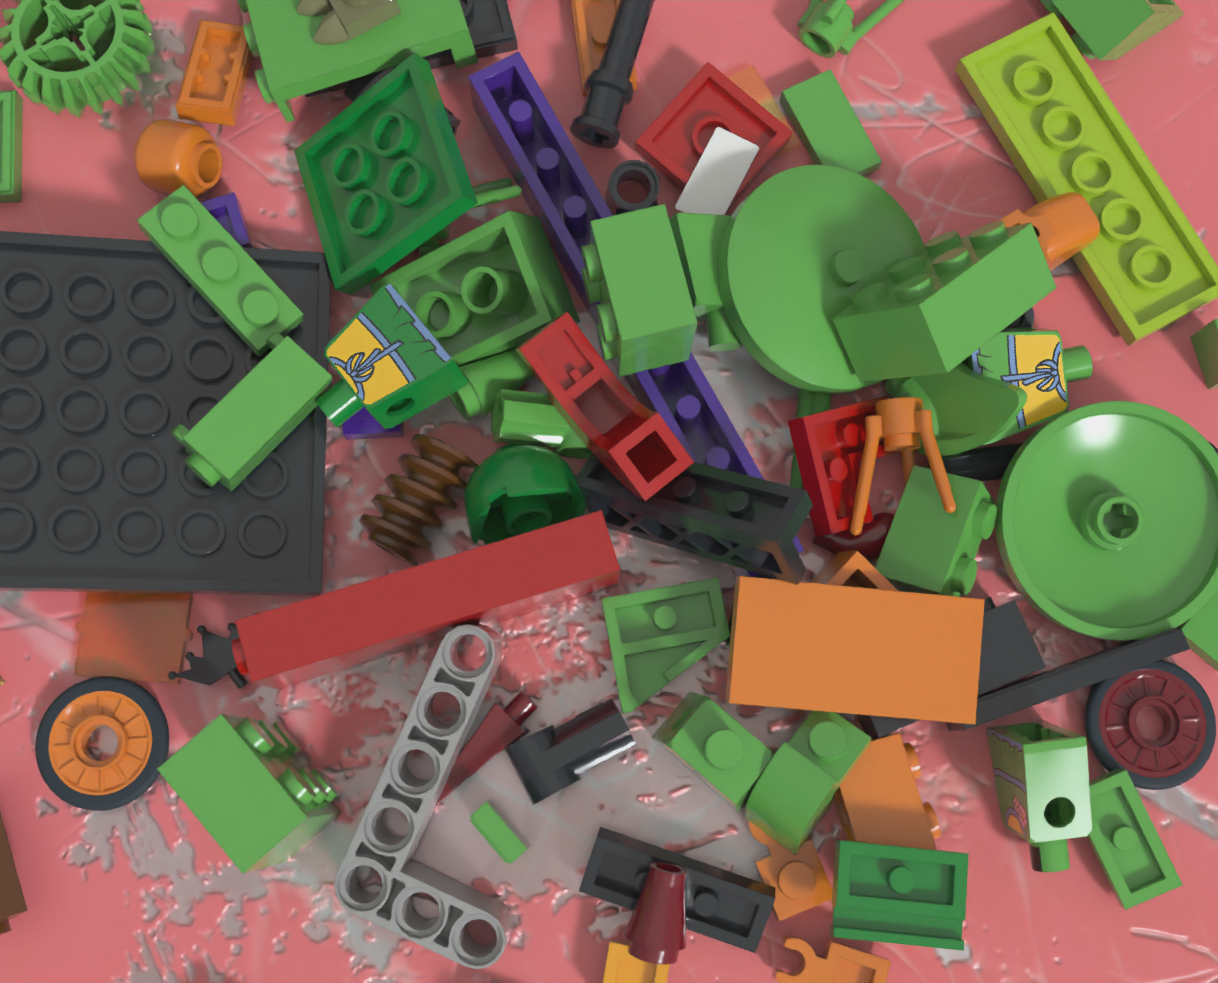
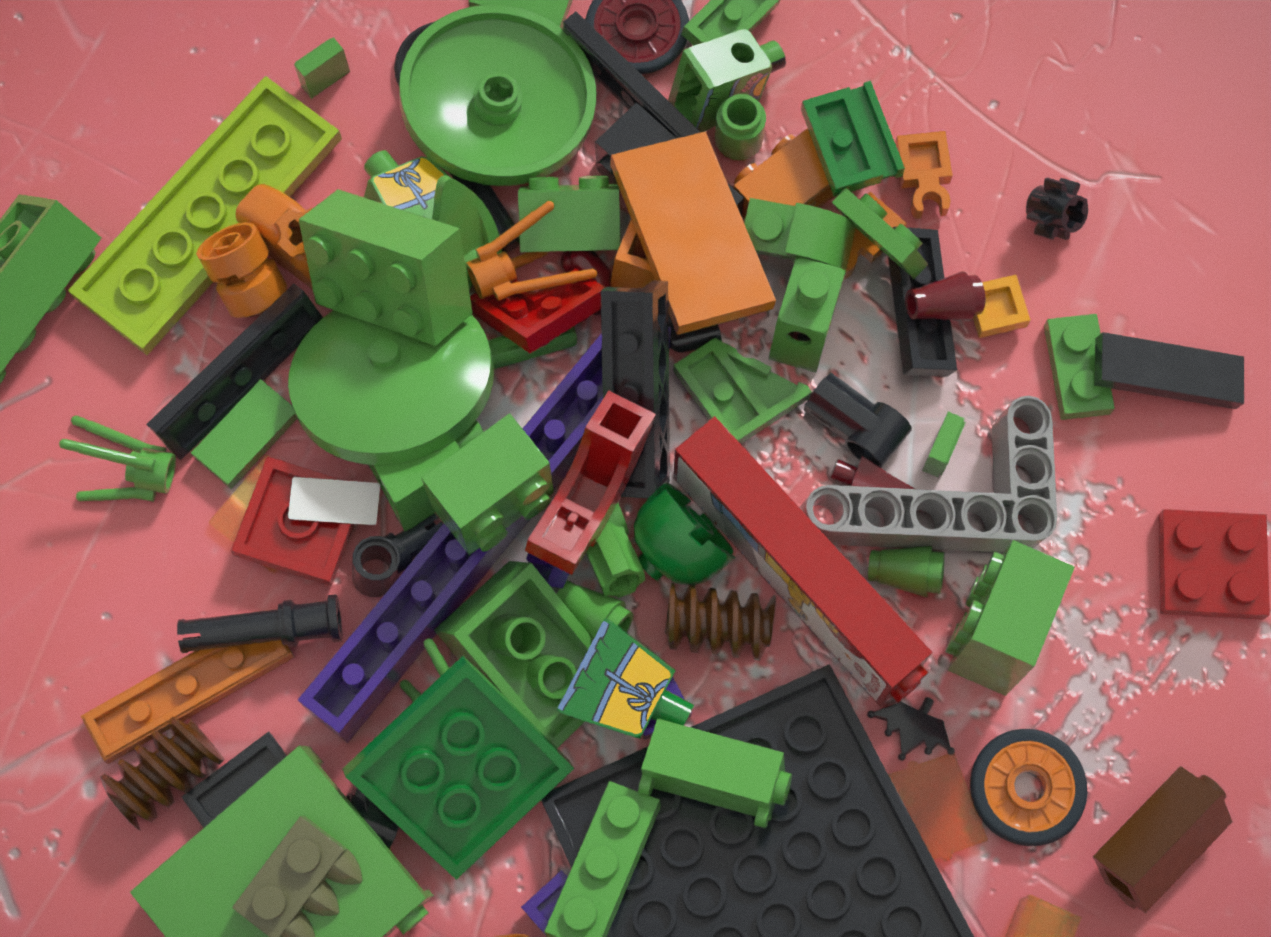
camera: 110 degrees left, 5 degrees down
(379, 725) = (908, 569): none -> bright green cone
(746, 881) = (896, 243): none -> bright green plate
(898, 136) = (235, 372): none -> black tile
(989, 774) = (740, 127): none -> bright green brick
(999, 179) = (241, 268): none -> orange wheel

